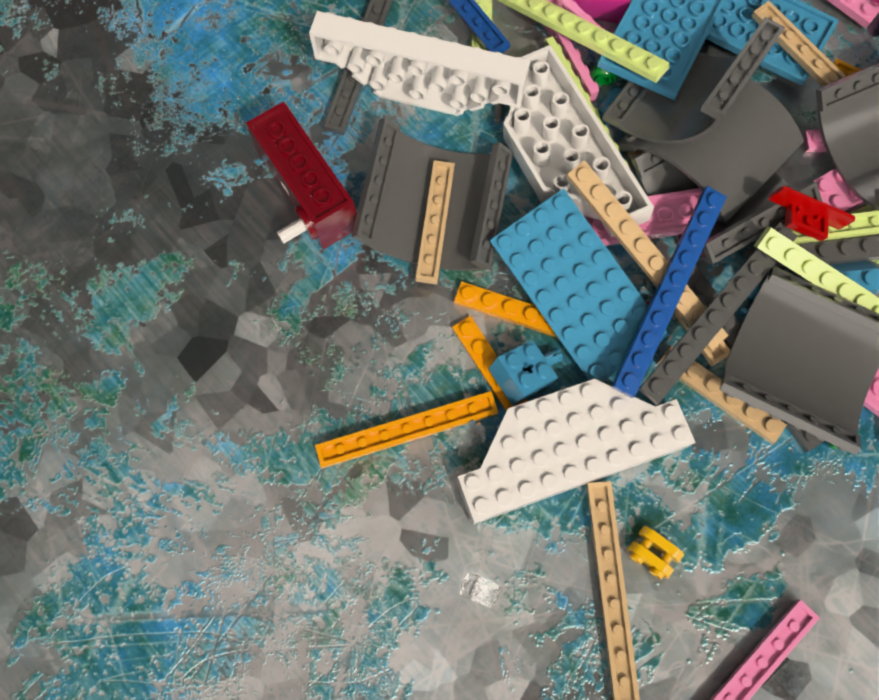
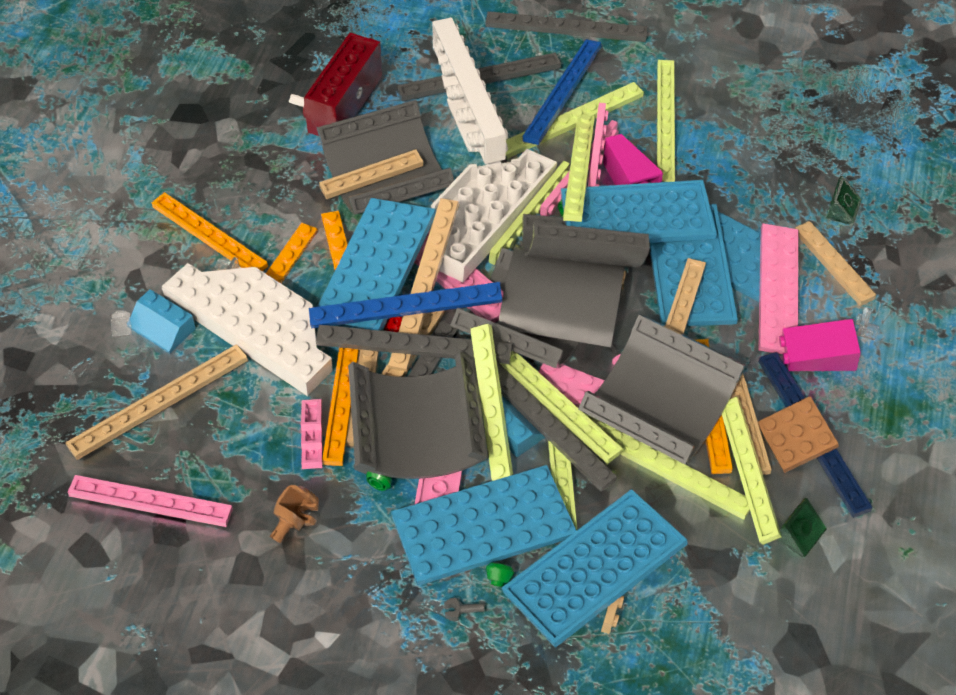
camera: 55 degrees right, 20 degrees down
(505, 546) = (161, 321): none -> dark azure slope
(525, 371) = (294, 269): dark azure brick -> none
(659, 566) = (204, 401): yellow brick -> none
(732, 426) = (339, 410): none -> light orange plate
(745, 470) = (311, 434): none -> bright pink slope
(809, 214) = (530, 359): red bracket -> none
(845, 545) = (291, 509): none -> medium nougat piece

